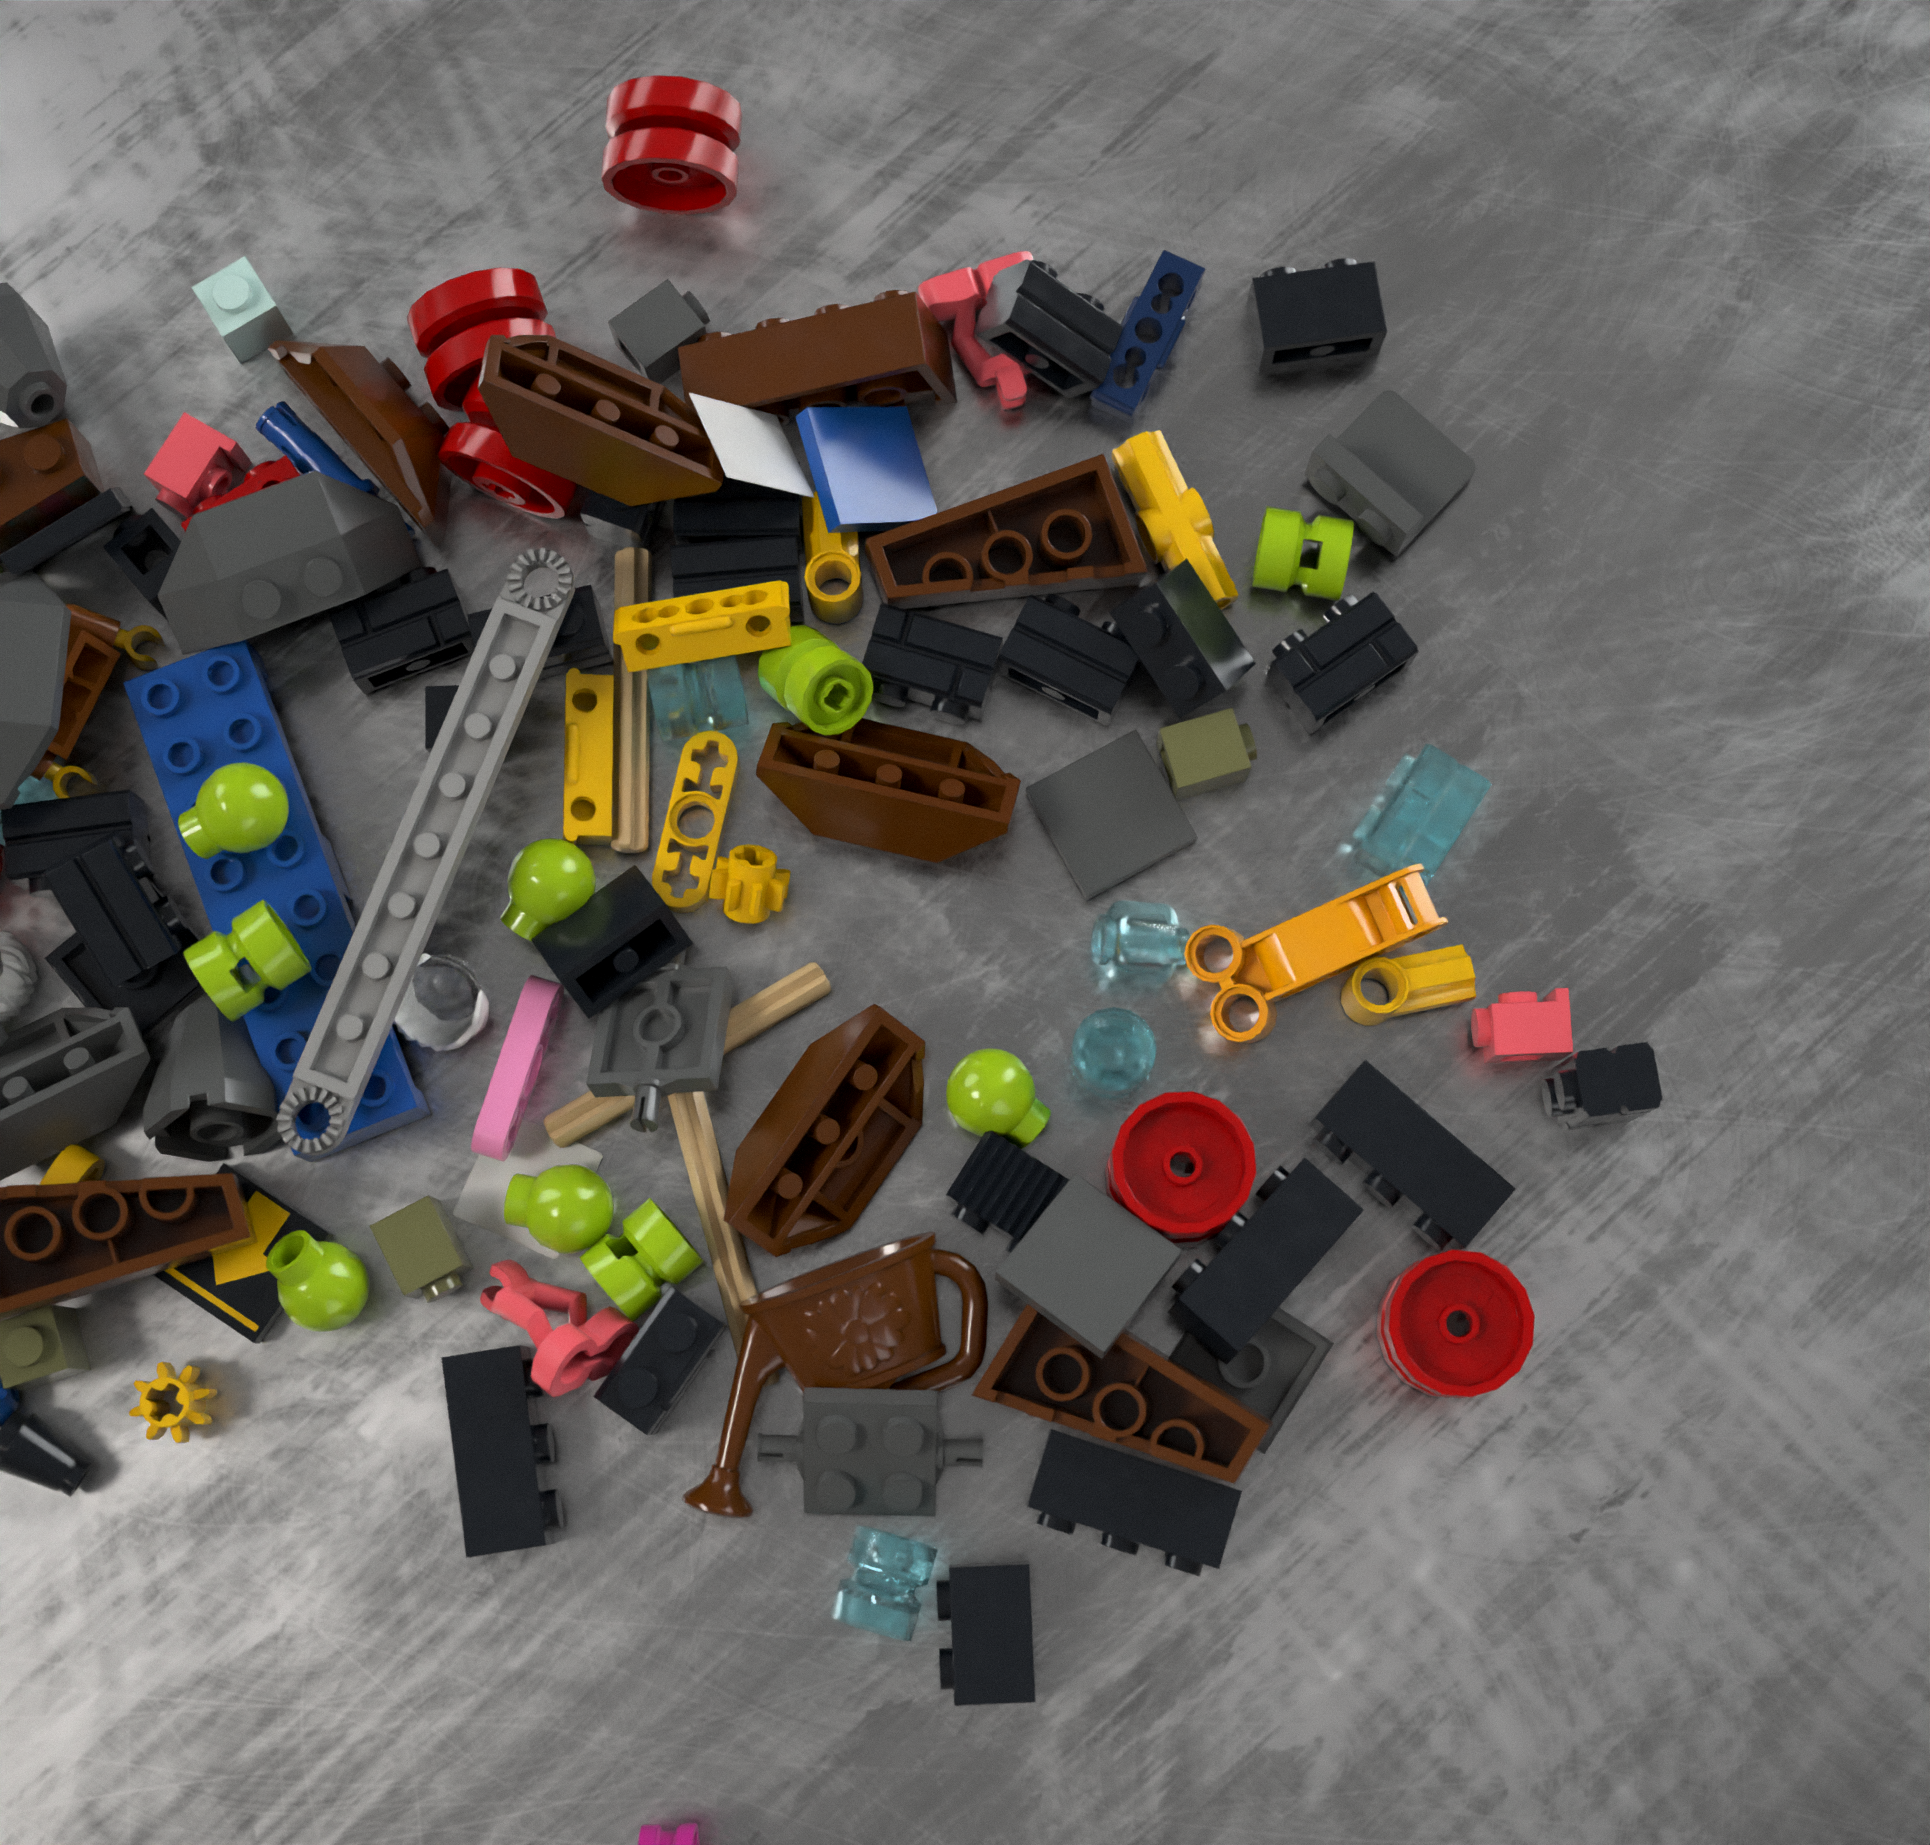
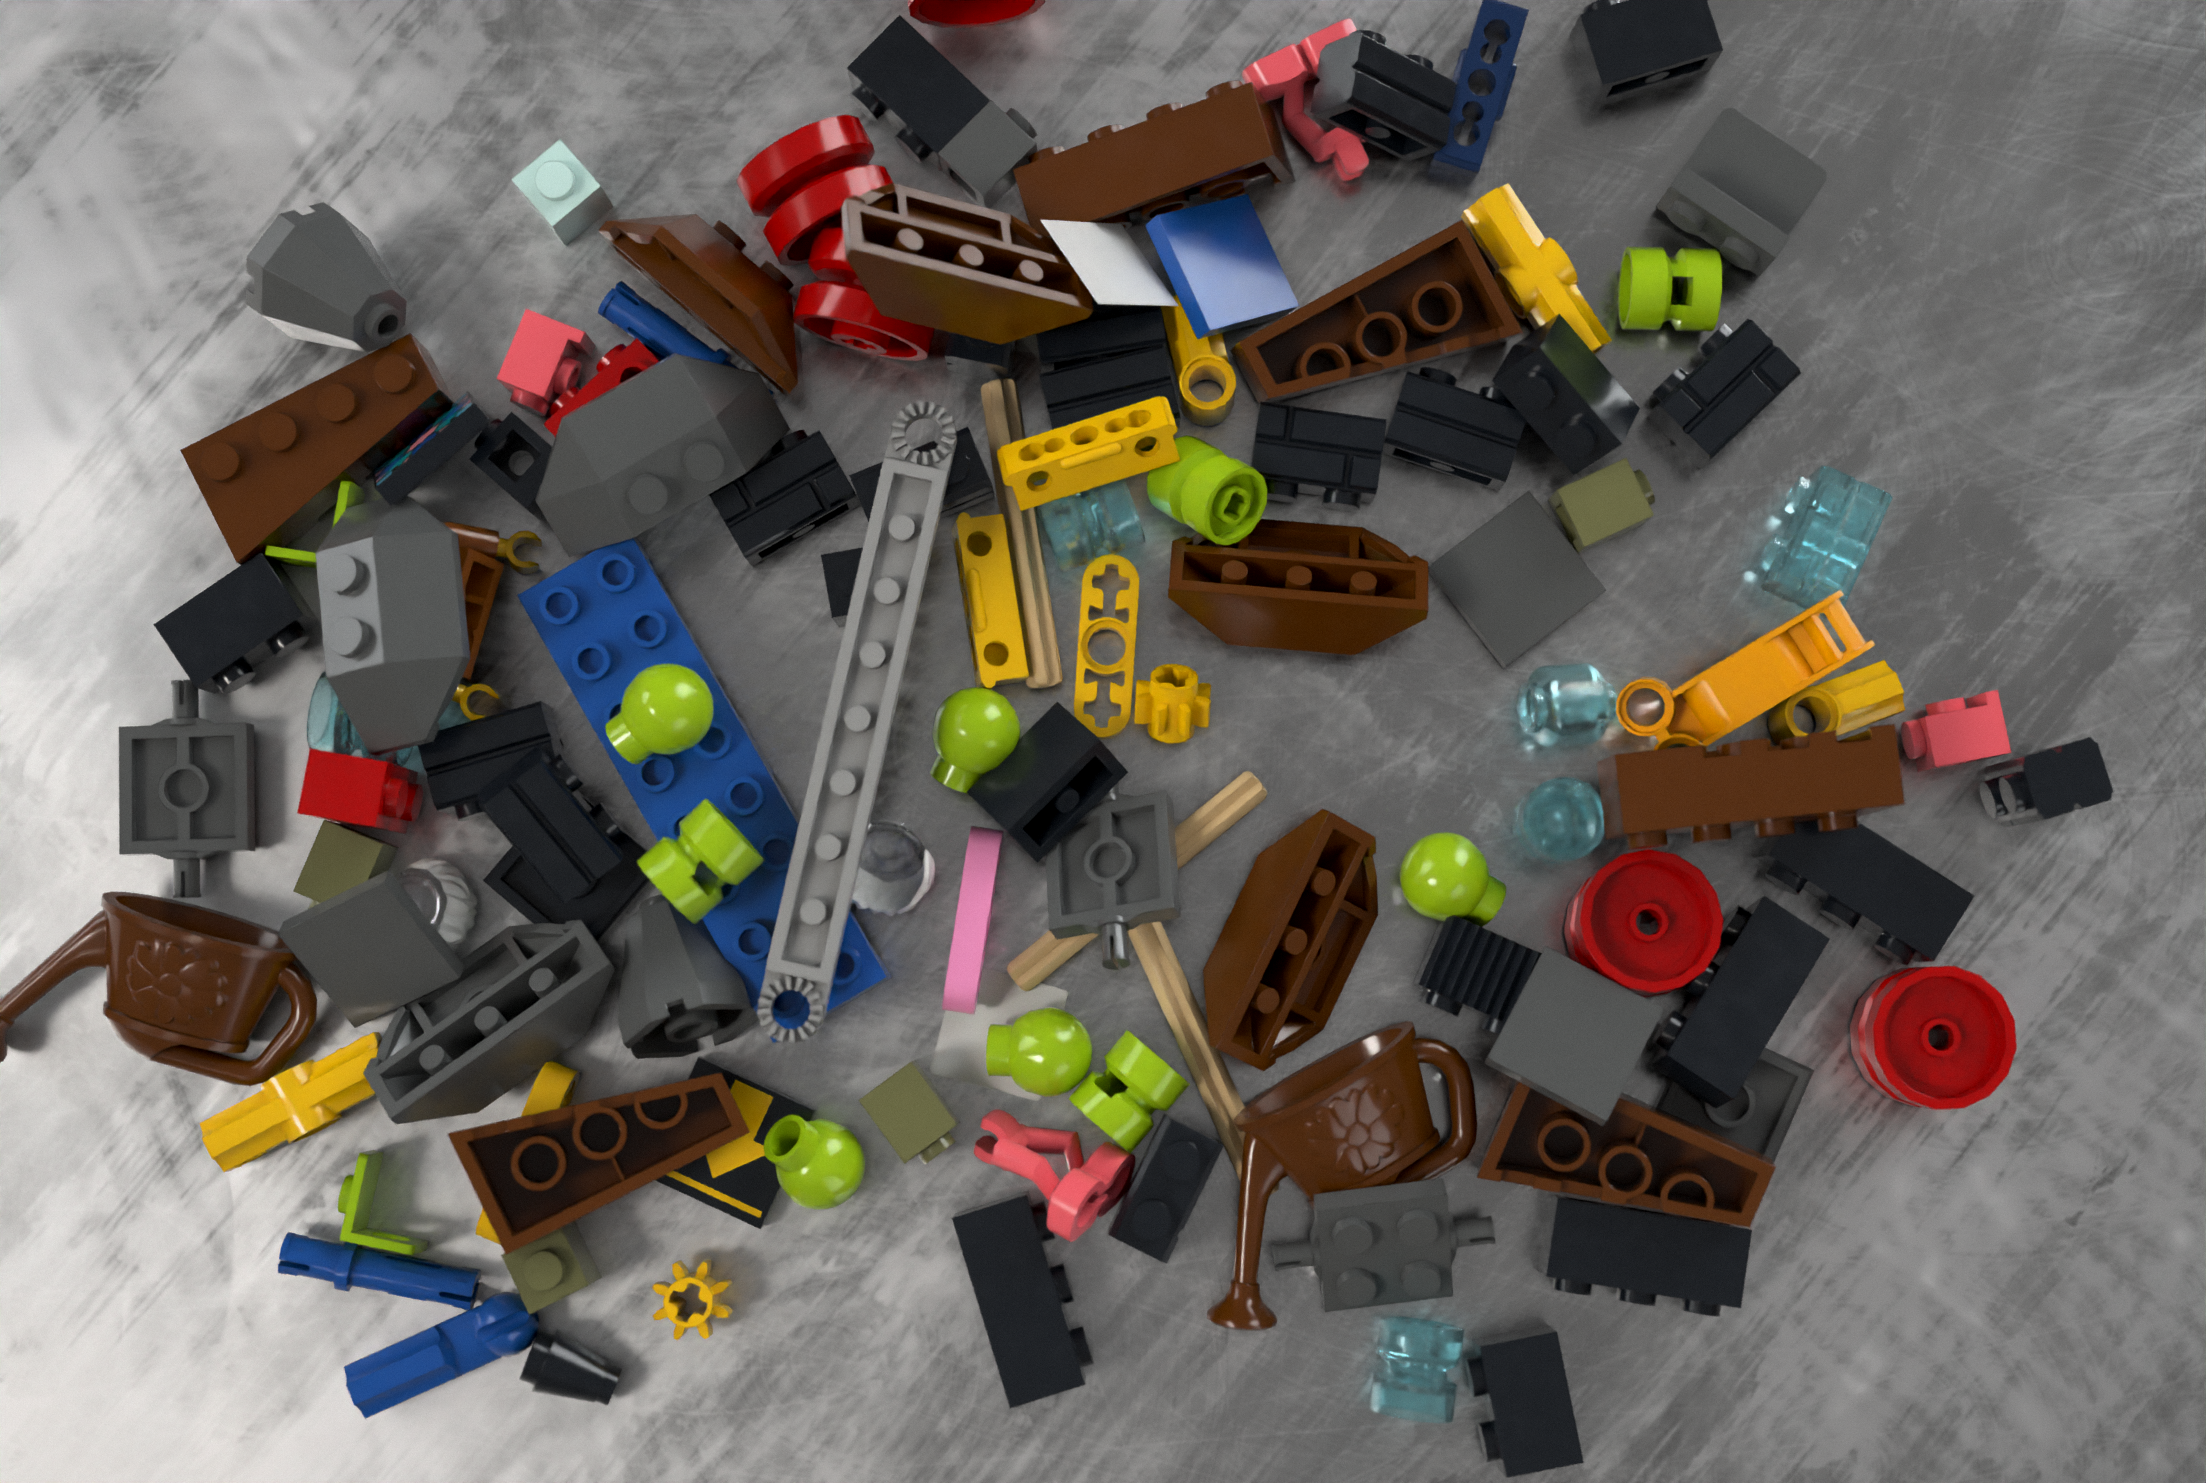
camera: 10 degrees left, 5 degrees up
(596, 259) = (913, 91): none -> black brick
(1297, 1042) = (1750, 787): none -> reddish brown wedge

